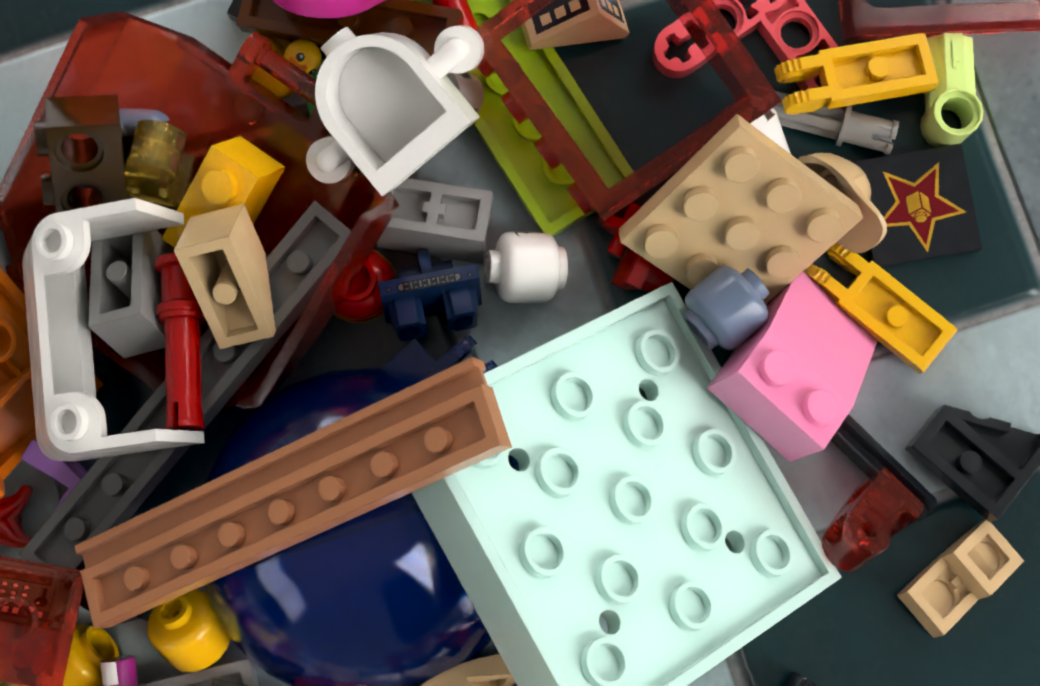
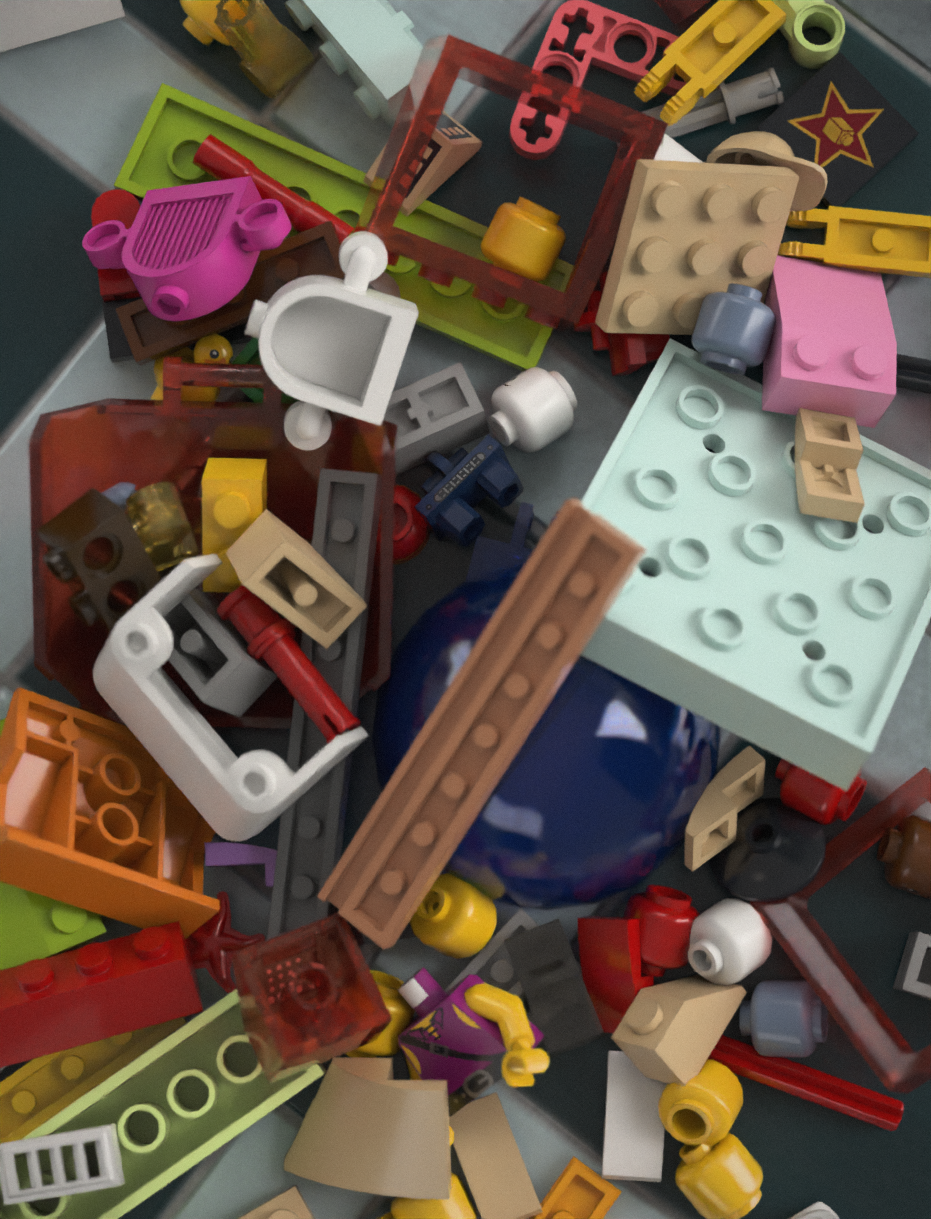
camera: 35 degrees left, 0 degrees up
(607, 126) = (524, 239): none -> yellow head
(728, 469) = (826, 465): none -> tan slope

